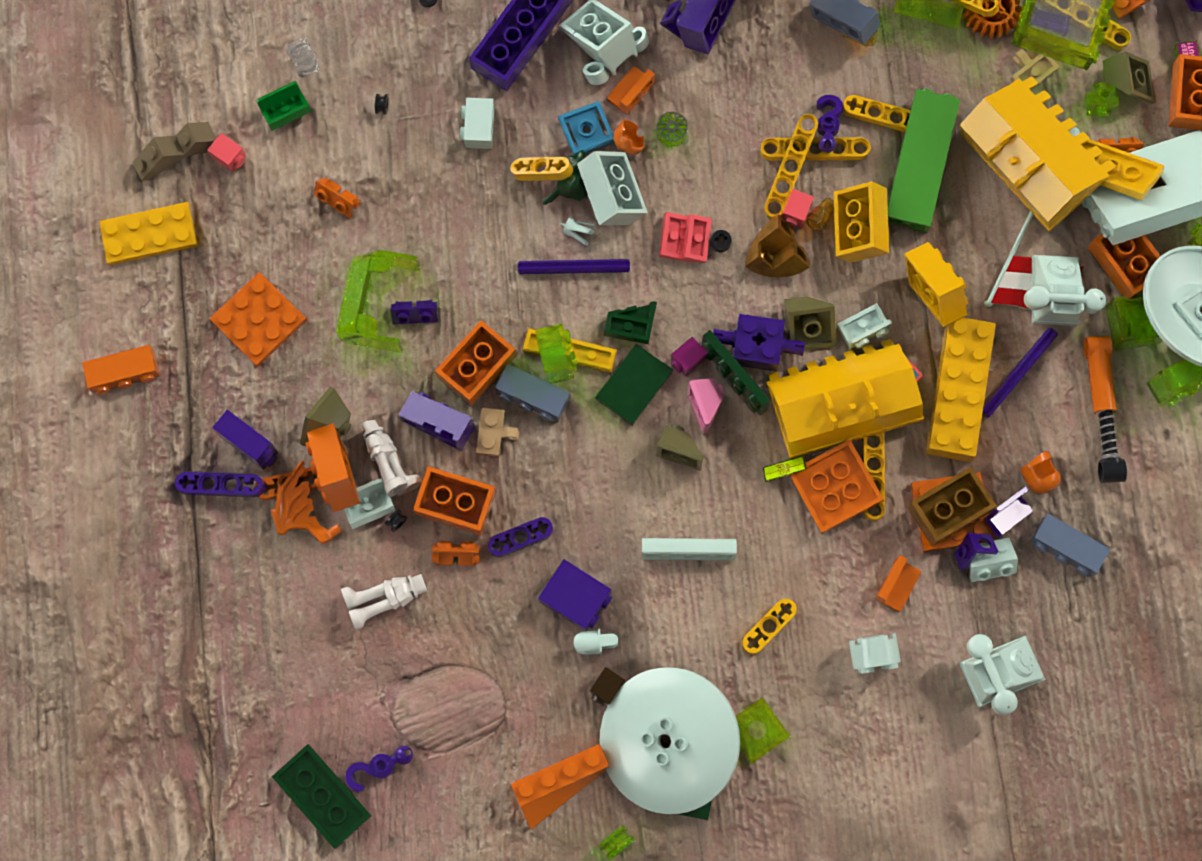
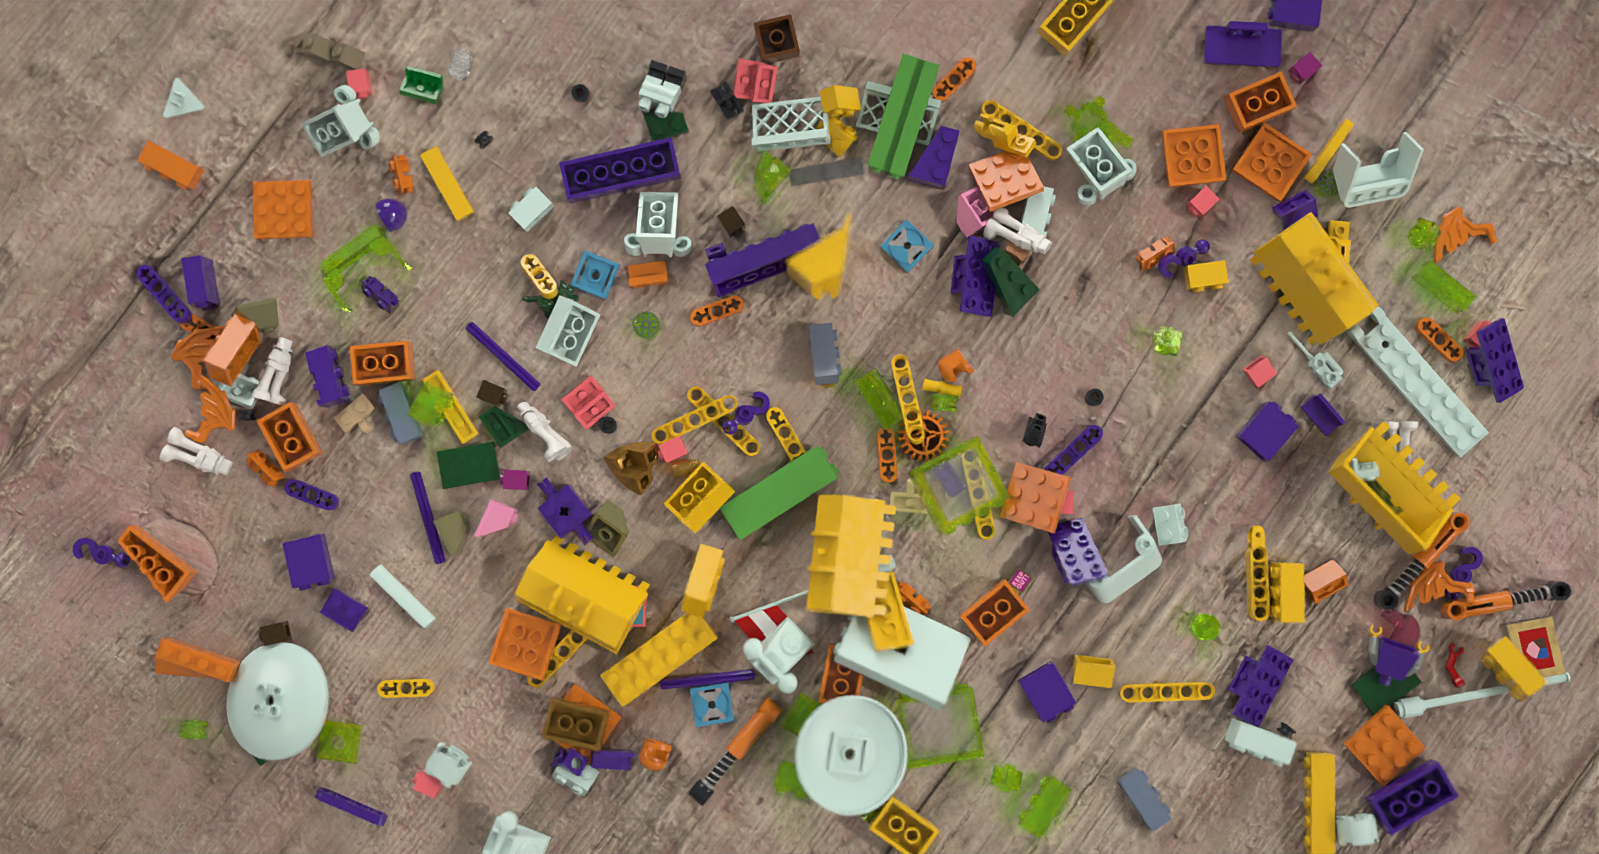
camera: 45 degrees right, 10 degrees up
(78, 310) = (181, 101): none -> light aqua piece
(148, 233) = (267, 91): yellow plate -> none
(245, 198) = (341, 125): none -> light aqua piece
(321, 796) = (53, 539): dark green plate -> none
(360, 232) = (391, 213): none -> dark purple helmet
(365, 540) = (216, 411): none -> orange animal
(383, 169) = (447, 183): none -> yellow tile
(445, 721) = (161, 566): none -> orange wedge
(572, 226) = (524, 332): light aqua piece -> none
(593, 642) = (293, 600): light aqua arm -> none
(596, 303) = (492, 393): none -> dark brown brick
(626, 138) = (612, 307): orange hair -> none
(642, 461) = (427, 517): none -> dark purple axle
(646, 611) = (343, 609): none -> dark purple plate
(664, 291) = (539, 425): none -> white piece
(718, 57) = (732, 311): none -> orange beam
(730, 368) = (528, 527): dark green plate -> none
(784, 468) = (506, 603): clear neon green sticker -> none
(824, 776) = (351, 806): none -> dark purple beam
(864, 326) = (640, 562): light aqua bracket -> none
(872, 688) = (427, 784): none -> coral brick
(898, 584) = (506, 736): orange panel -> none
(976, 43) = (892, 468): none -> orange beam
(1037, 401) = (703, 711): none -> dark azure piece
(1069, 546) = (629, 812): sand blue brick -> none
(1101, 99) = (923, 558): clear neon green brick -> none
(1130, 75) = (964, 563): olive slope -> none

